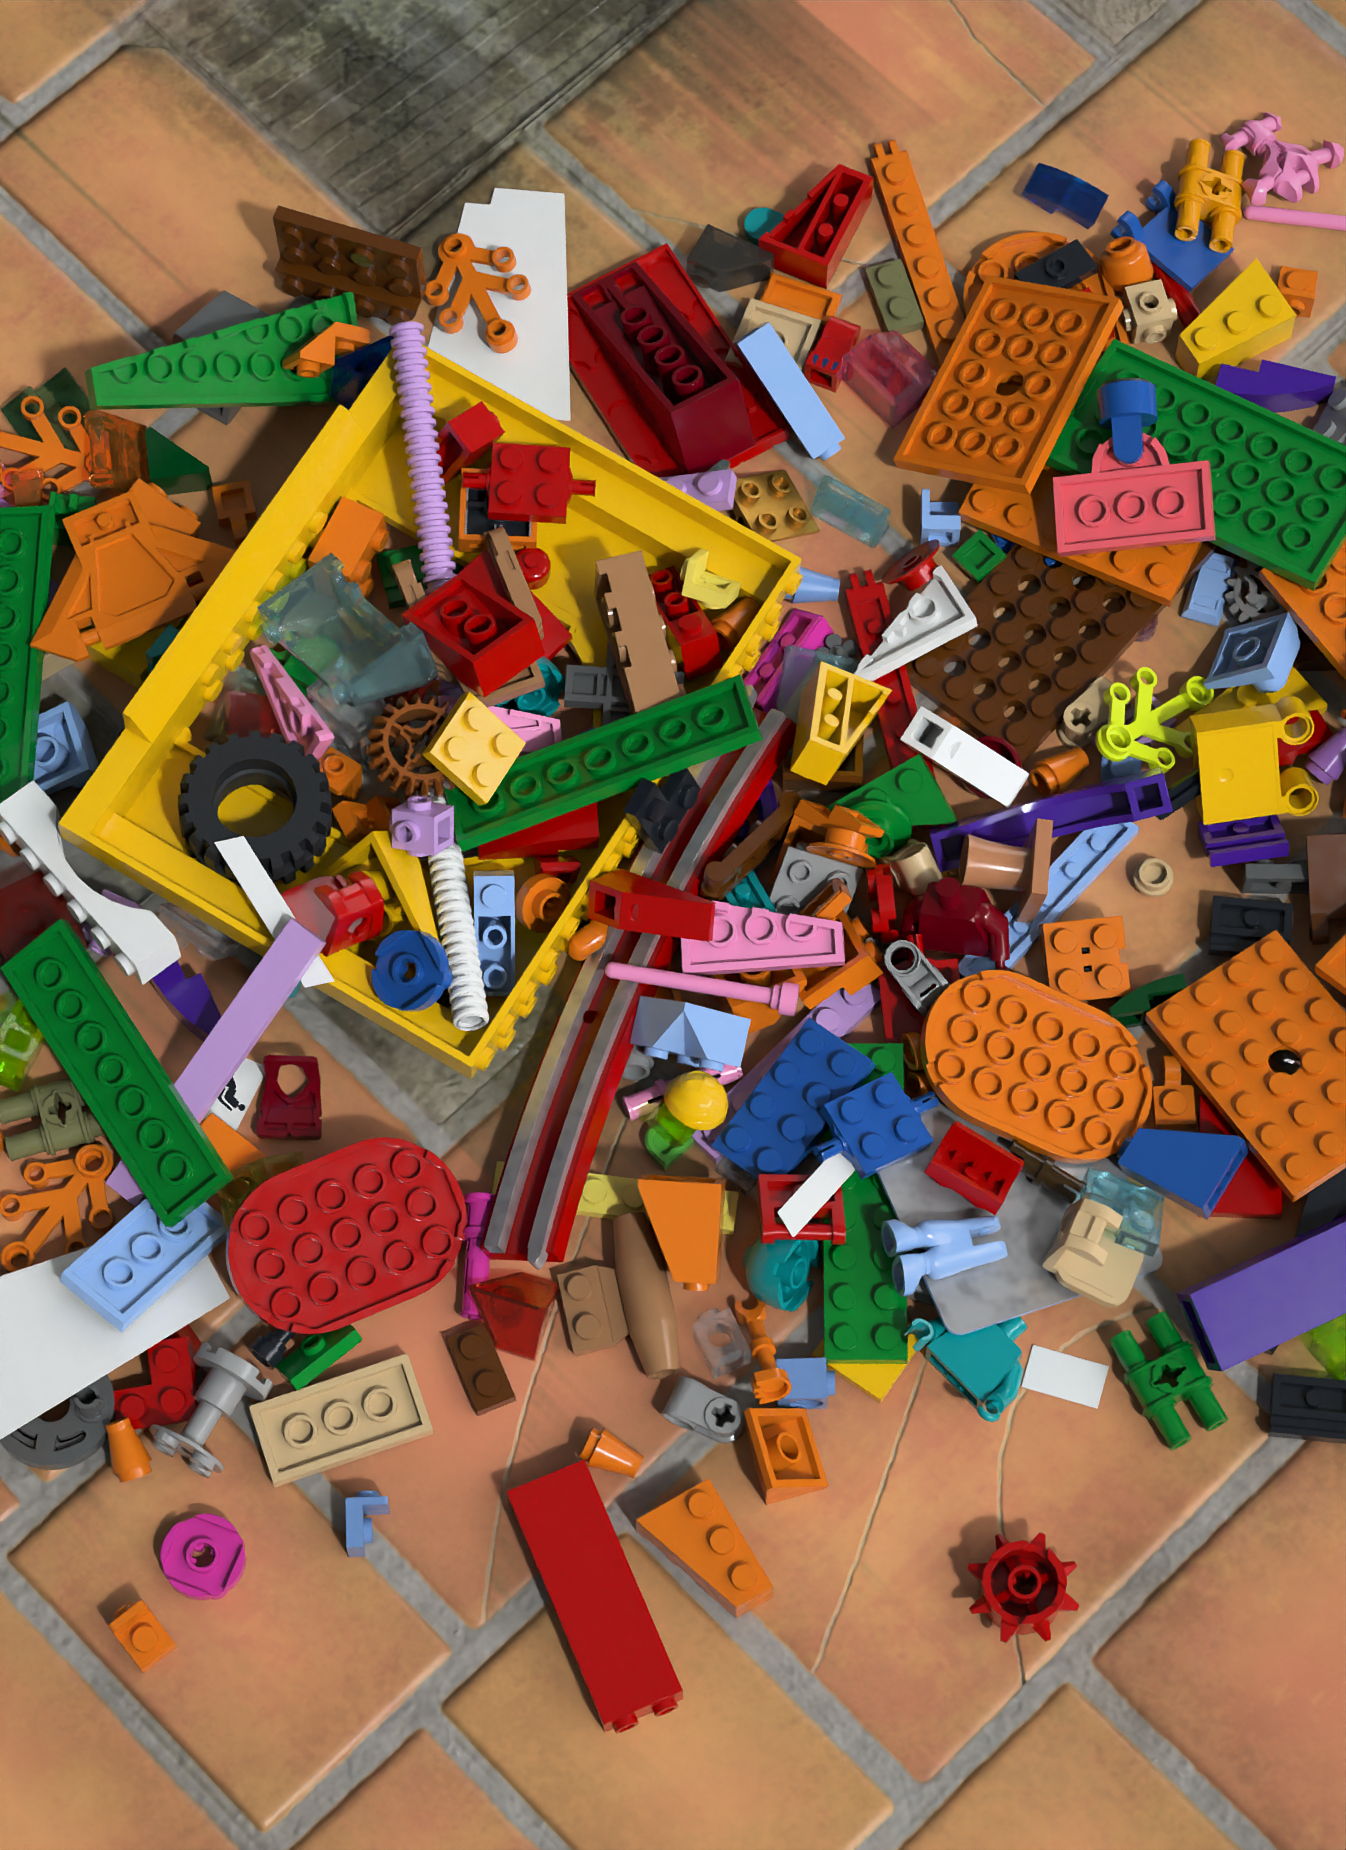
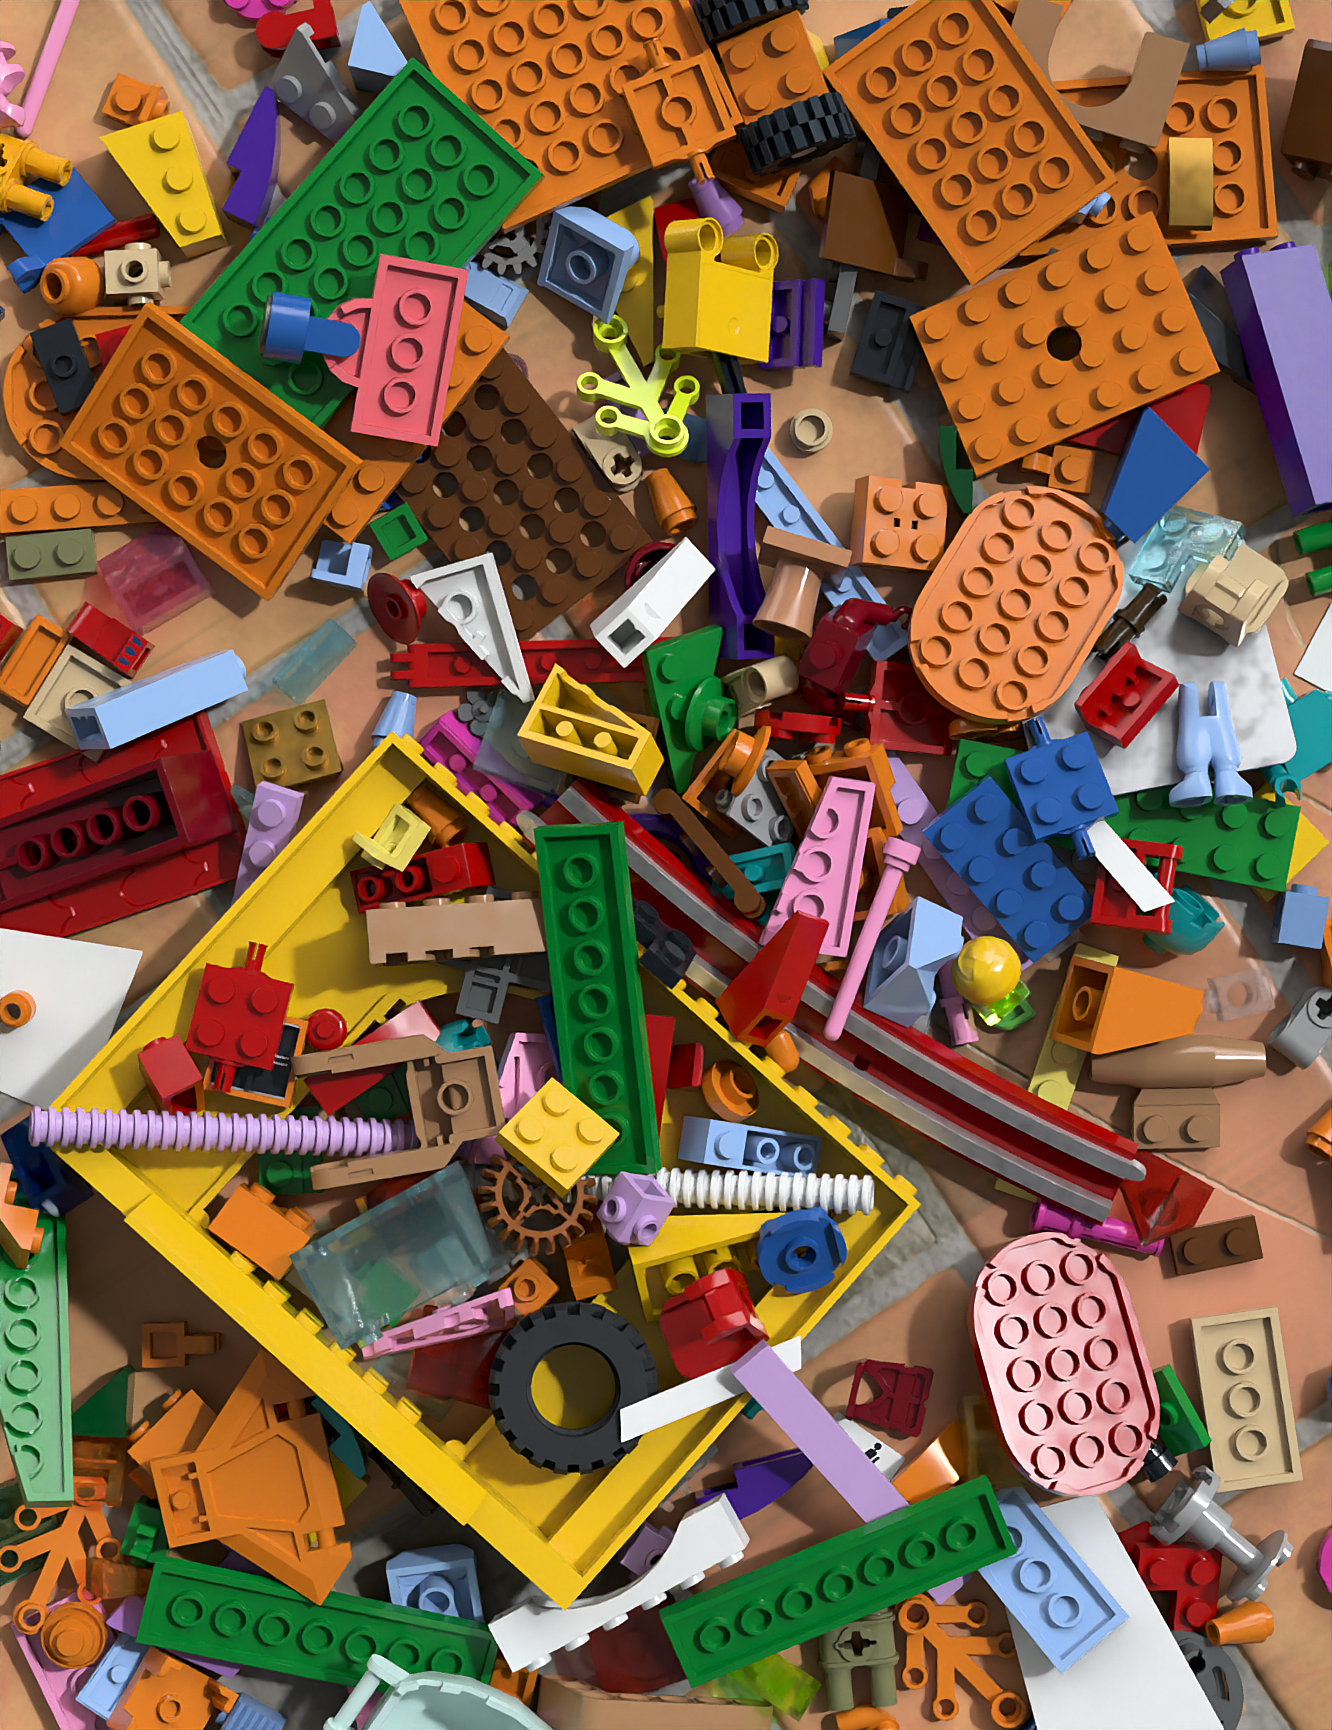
camera: 85 degrees left, 20 degrees up
(476, 633) = (427, 1114): red slope -> none
(770, 1382) = (1309, 952): orange piece -> none
(838, 818) = (712, 746): orange slope -> none
(917, 978) = (902, 705): light grey piece -> none

